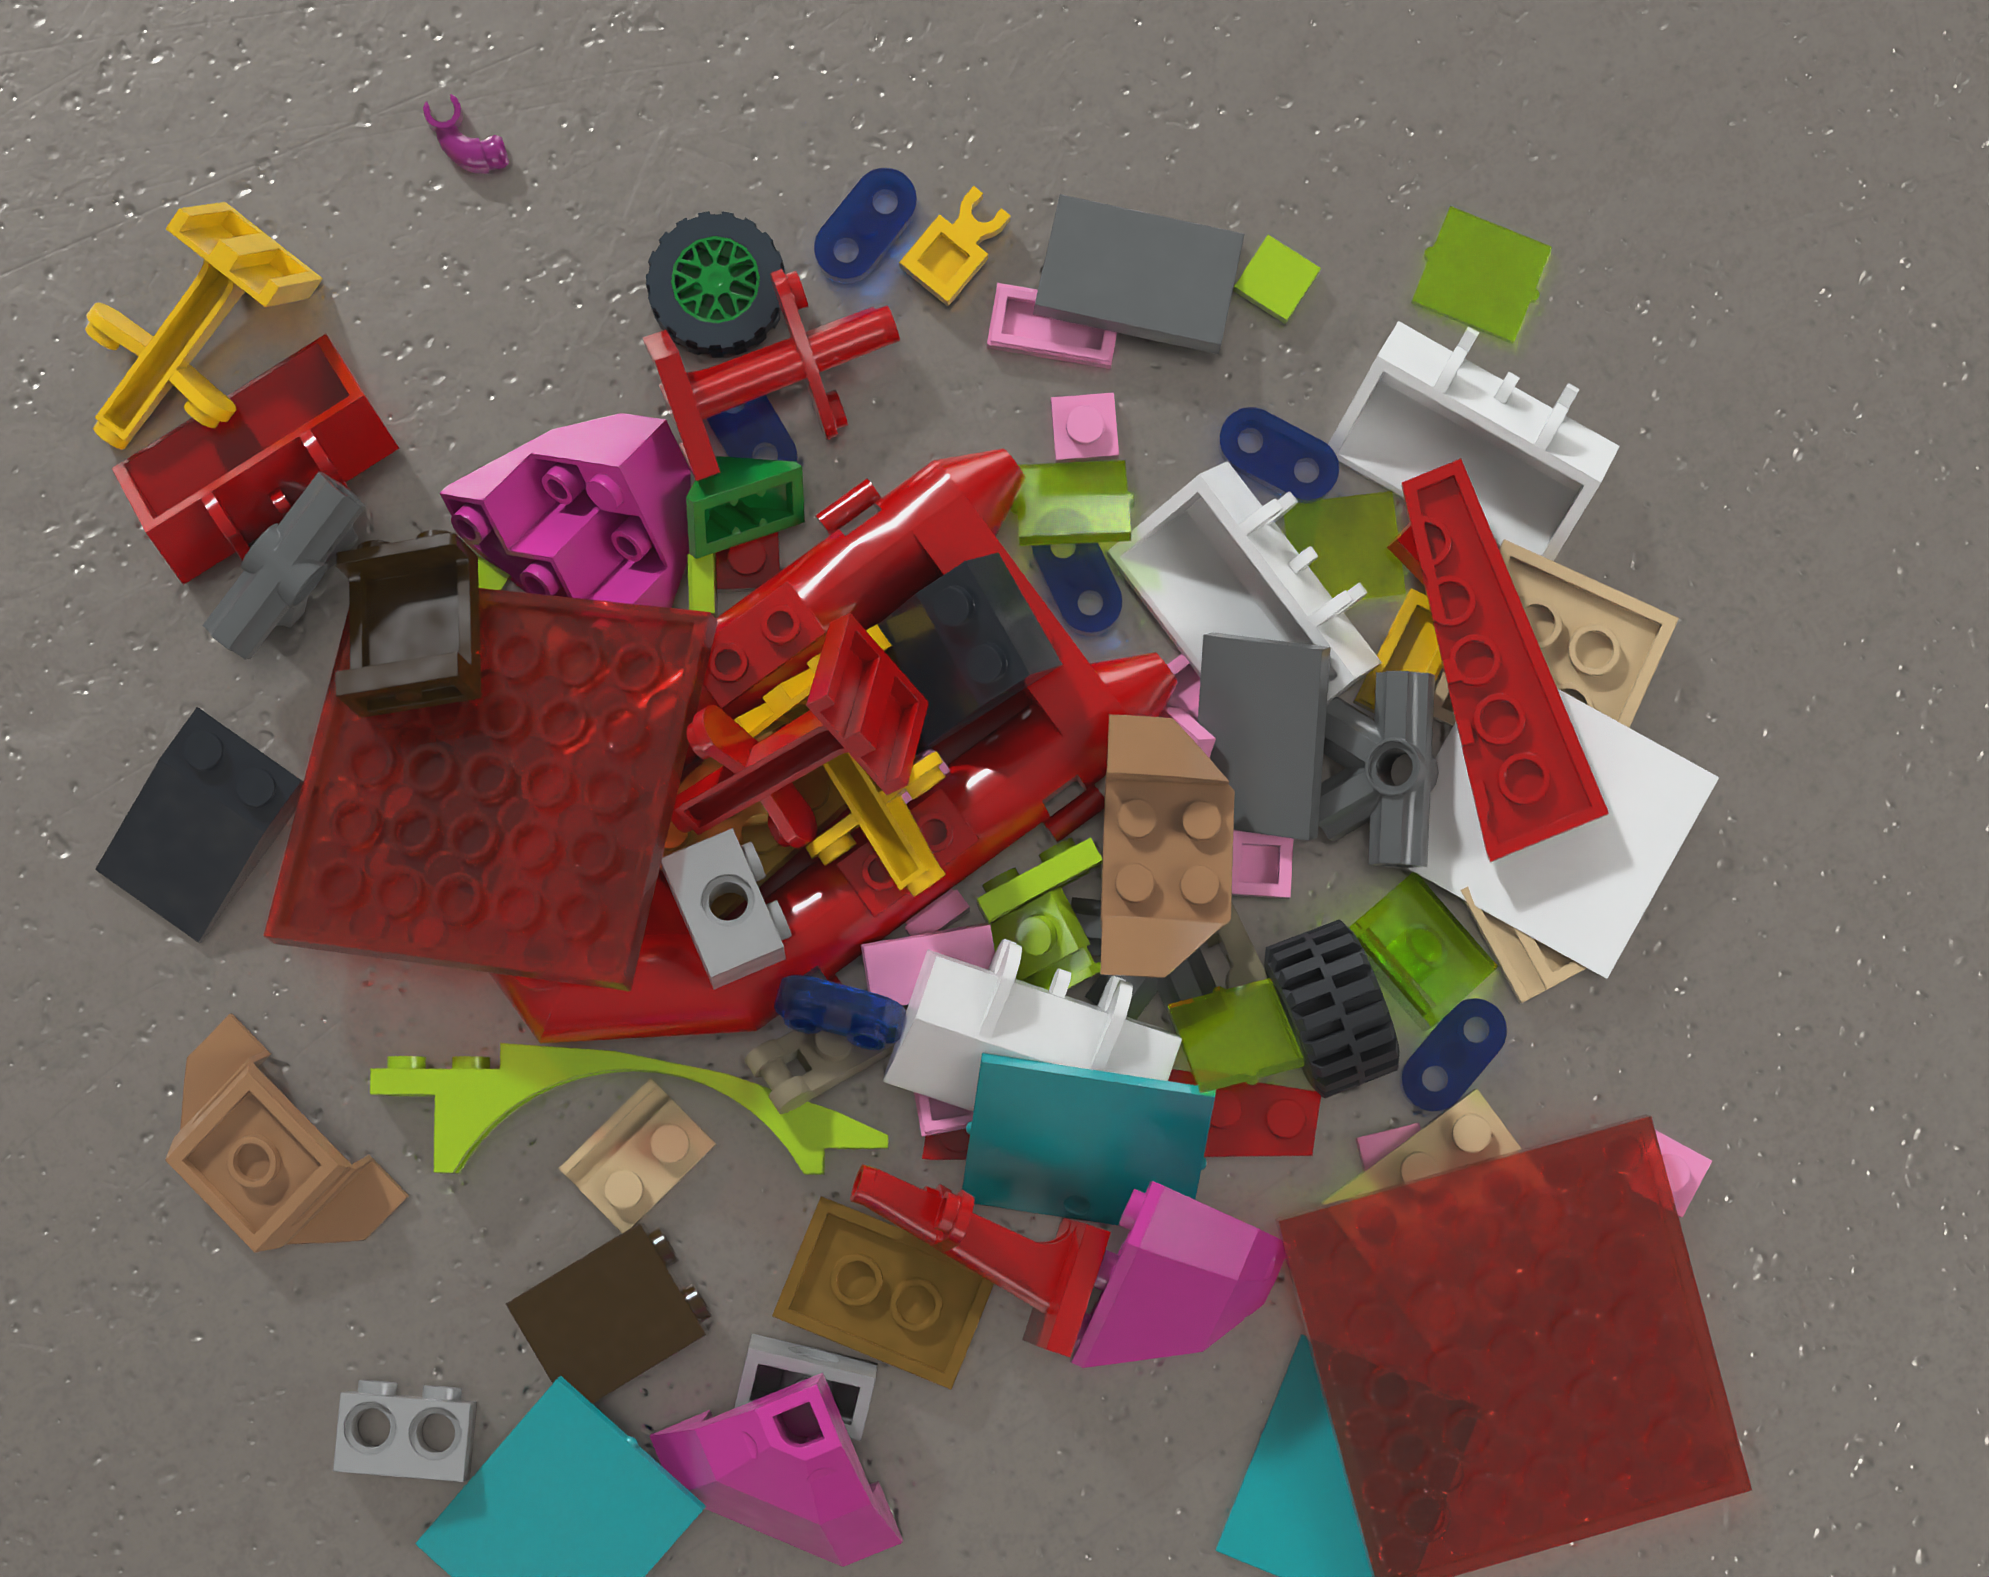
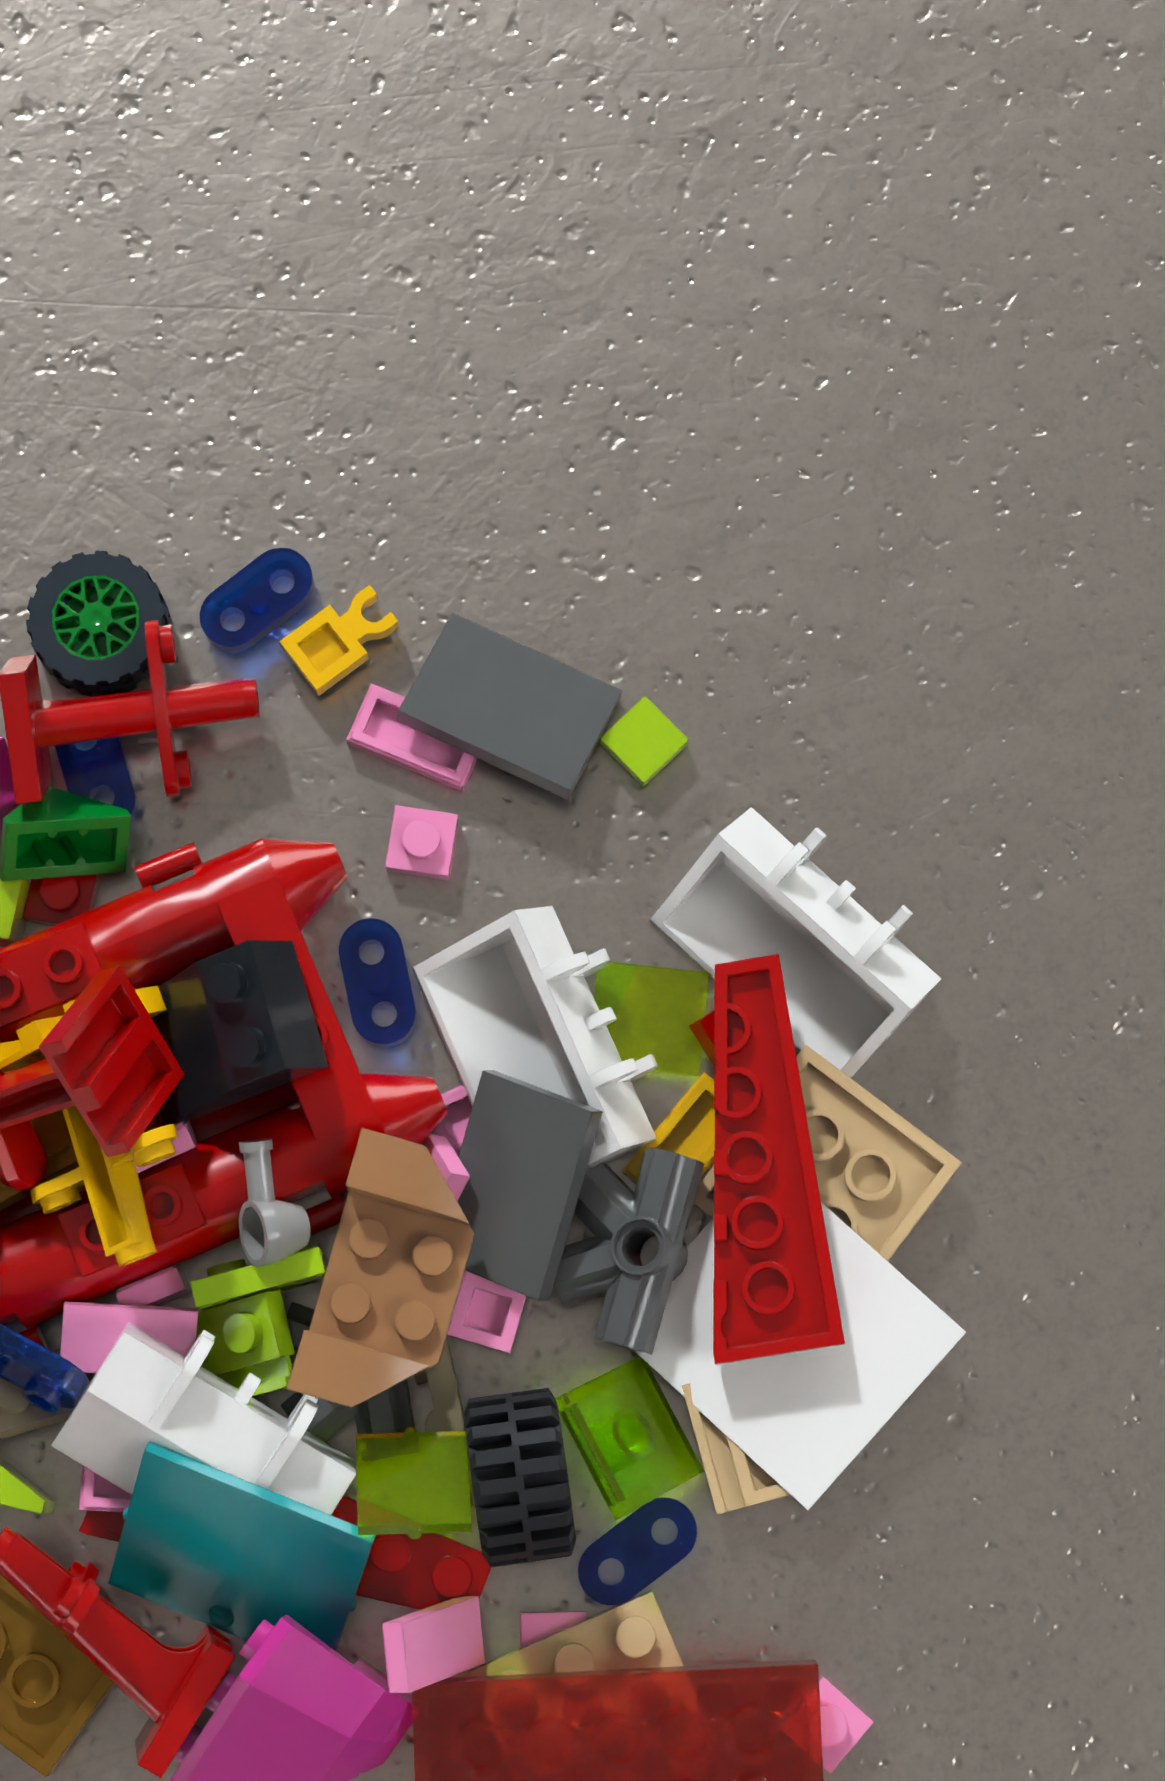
camera: 15 degrees right, 5 degrees down
(1035, 828) = (268, 1226): none -> light grey bar
(1074, 503) = (390, 912): clear neon green piece -> none
(1280, 452) = (605, 912): clear blue plate -> none
(1288, 1180) = (433, 1644): none -> bright pink tile
(1481, 274) = (845, 782): clear neon green piece -> none

